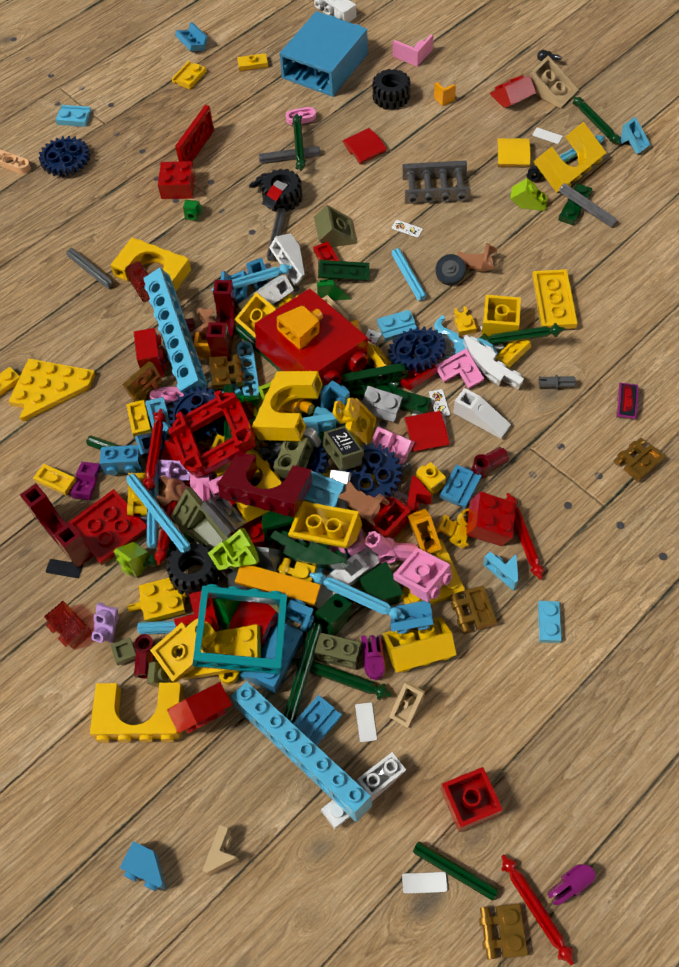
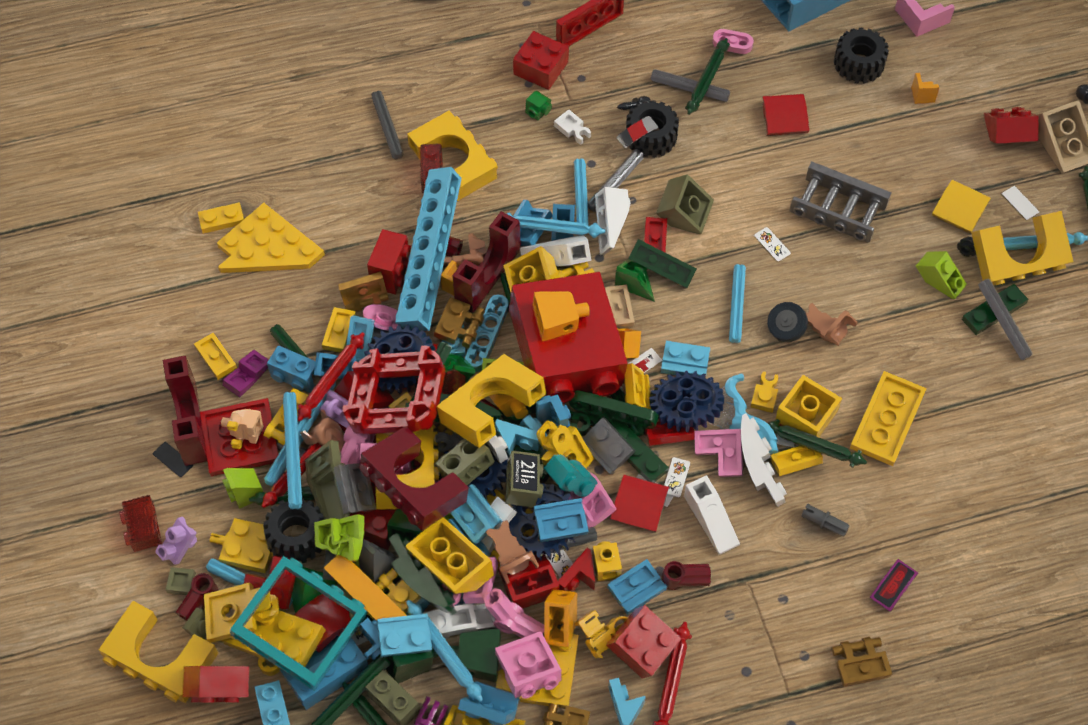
camera: 25 degrees right, 0 degrees up
(108, 515) = (243, 425): none -> light nougat piece
(223, 212) = (571, 125): none -> white plate
(254, 248) = (581, 191): none -> medium azure axle
(324, 598) = (404, 635): none -> medium azure plate
(372, 432) = (570, 475): none -> teal brick
(387, 463) = (561, 520): none -> dark azure plate

